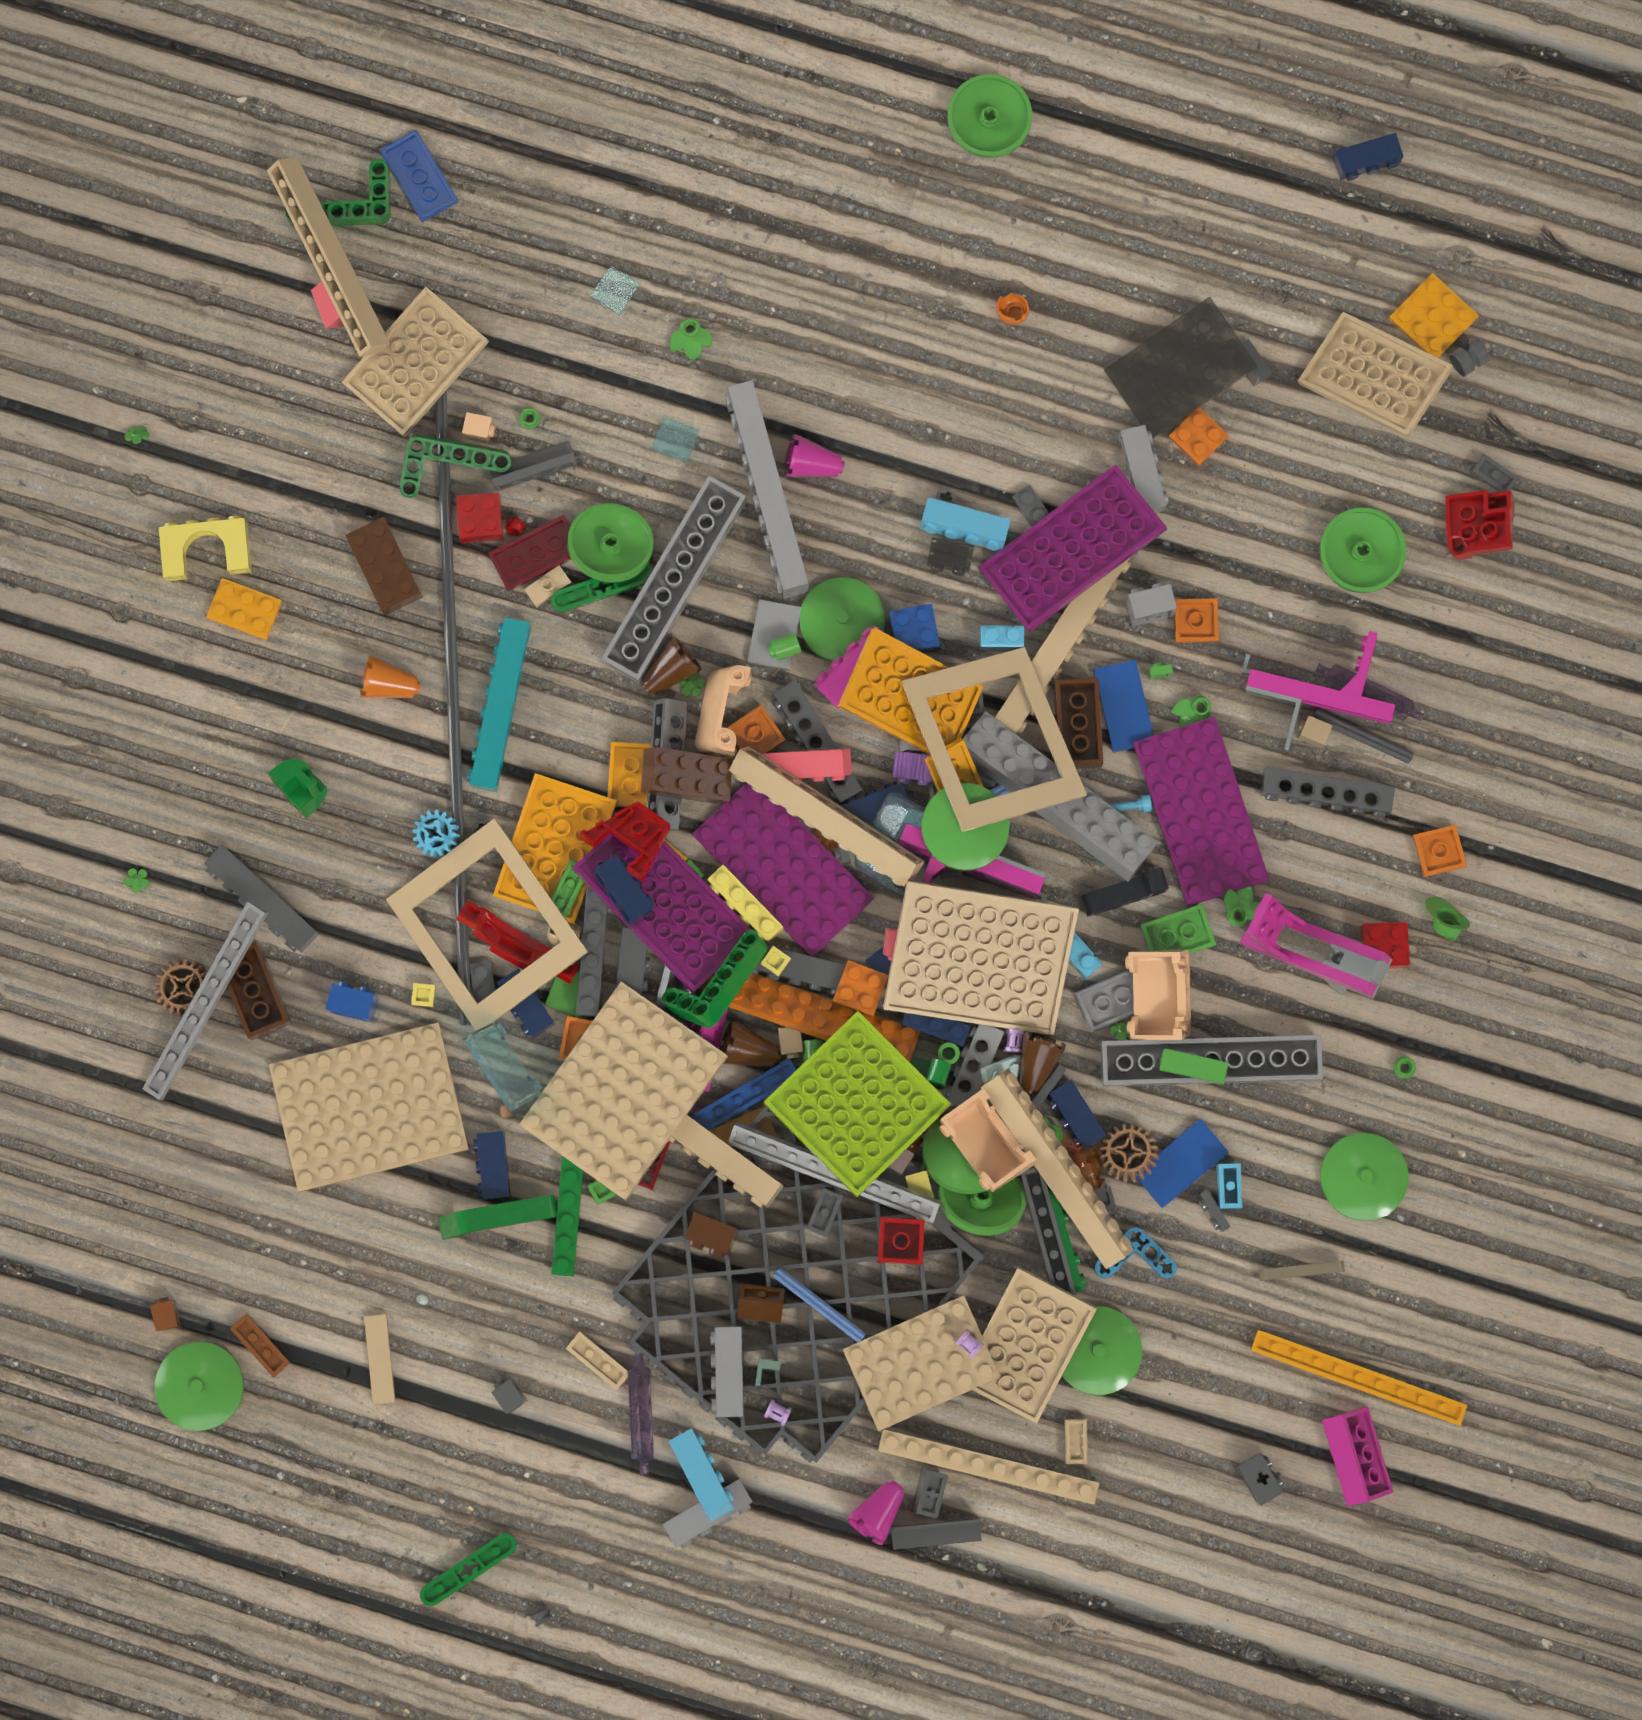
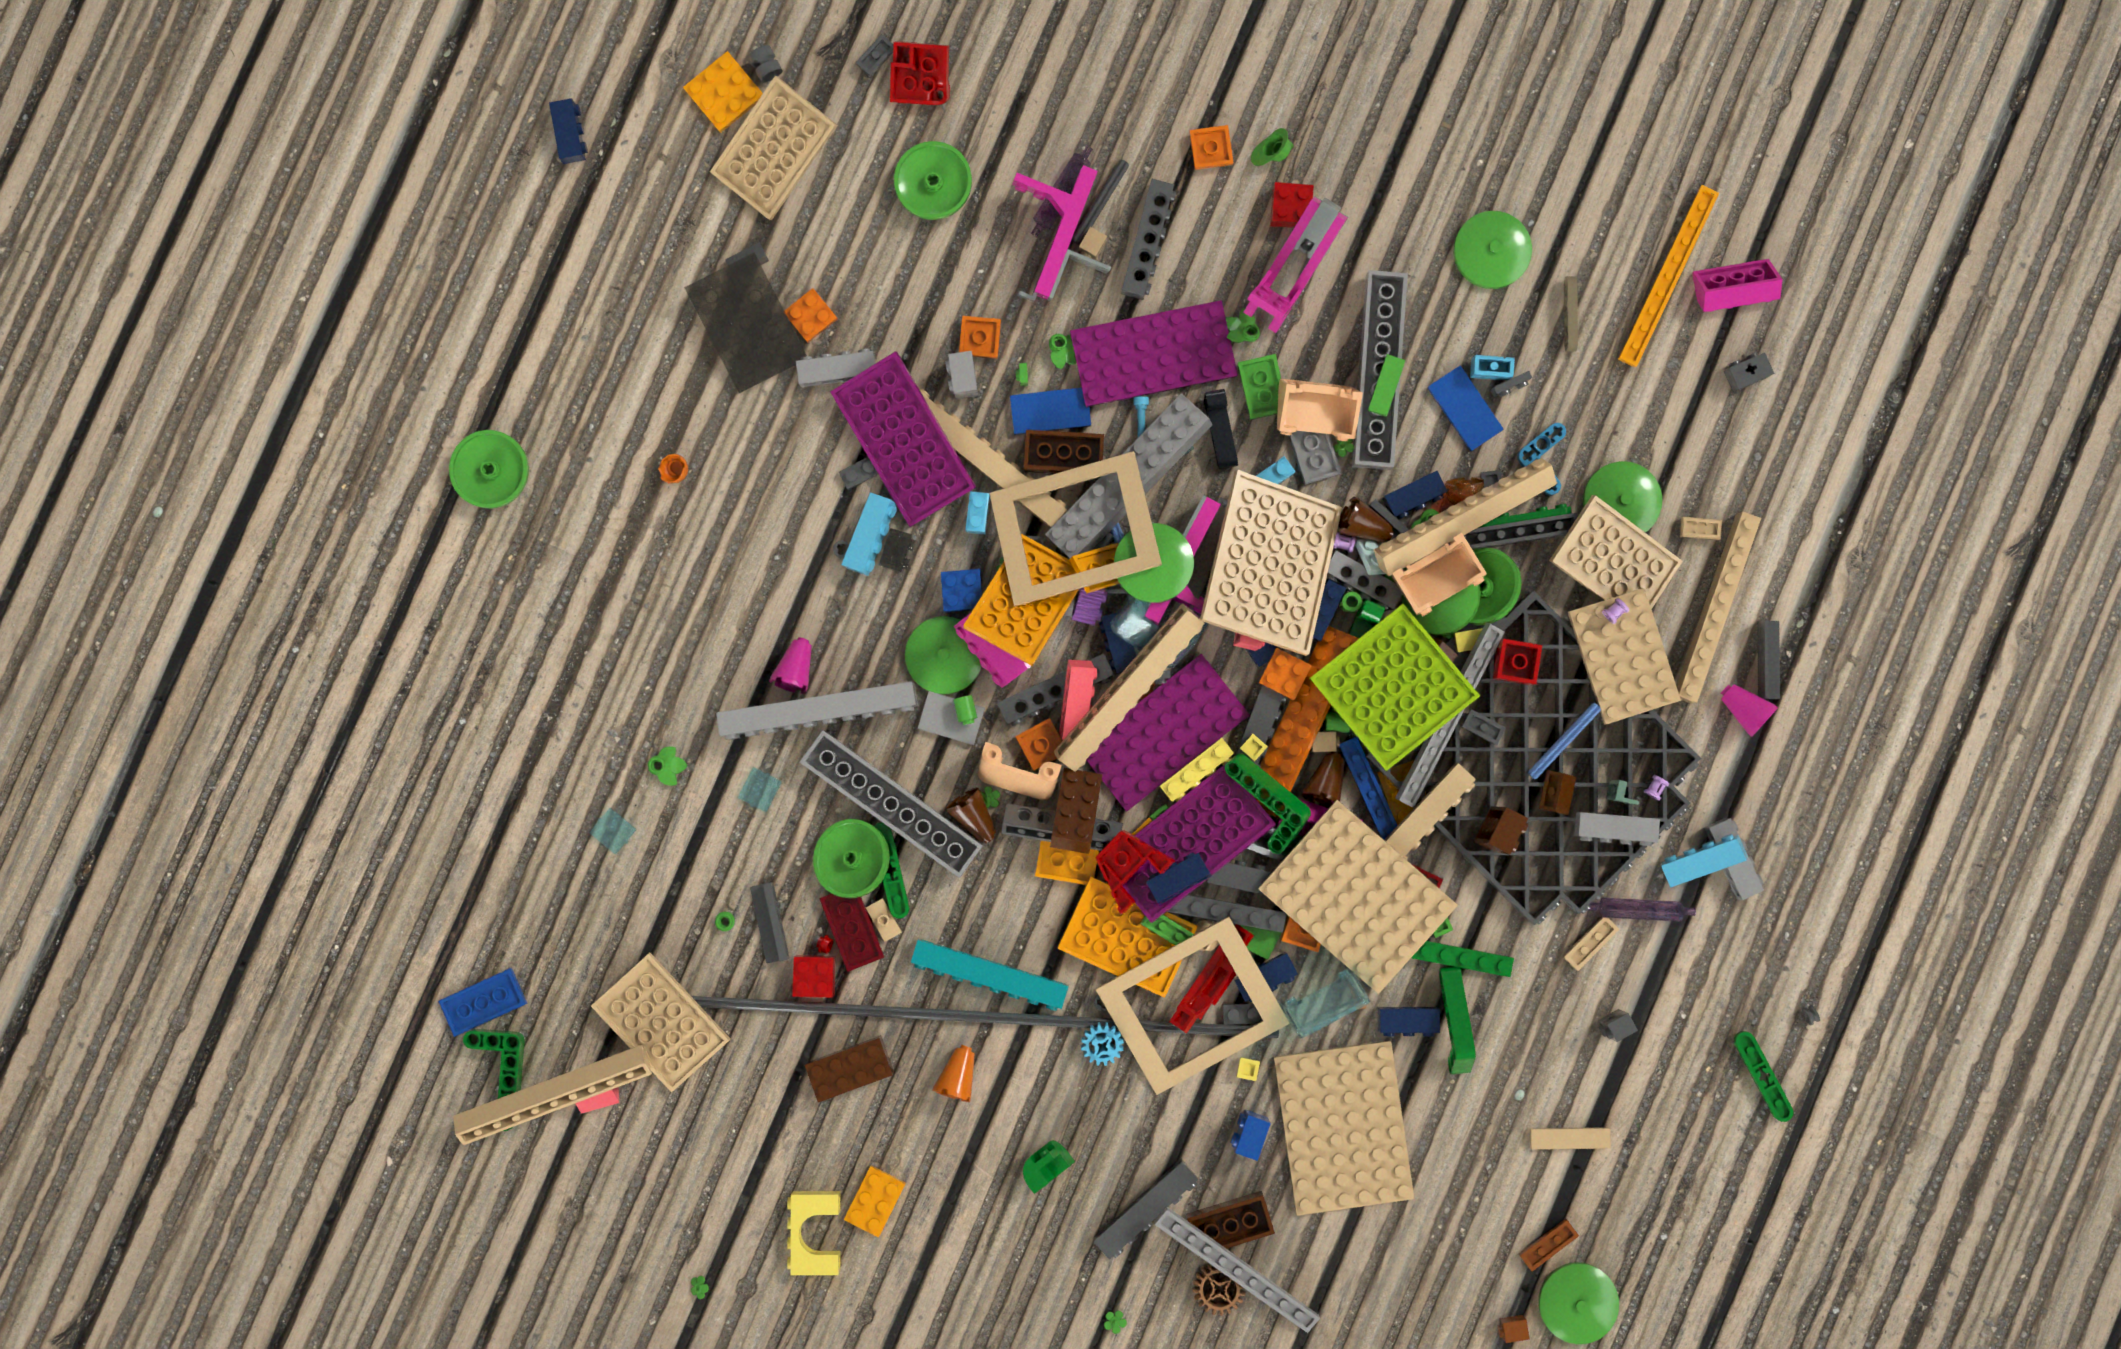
camera: 80 degrees left, 5 degrees up
(446, 456) = (754, 1000): green beam -> none
(478, 427) = (729, 969): light nougat brick -> none
(929, 1493) = (1735, 662): dark grey hinge -> none
(1119, 1151) = (1458, 435): medium nougat gear -> none
(1411, 1067) = (1404, 198): bright green plate -> none

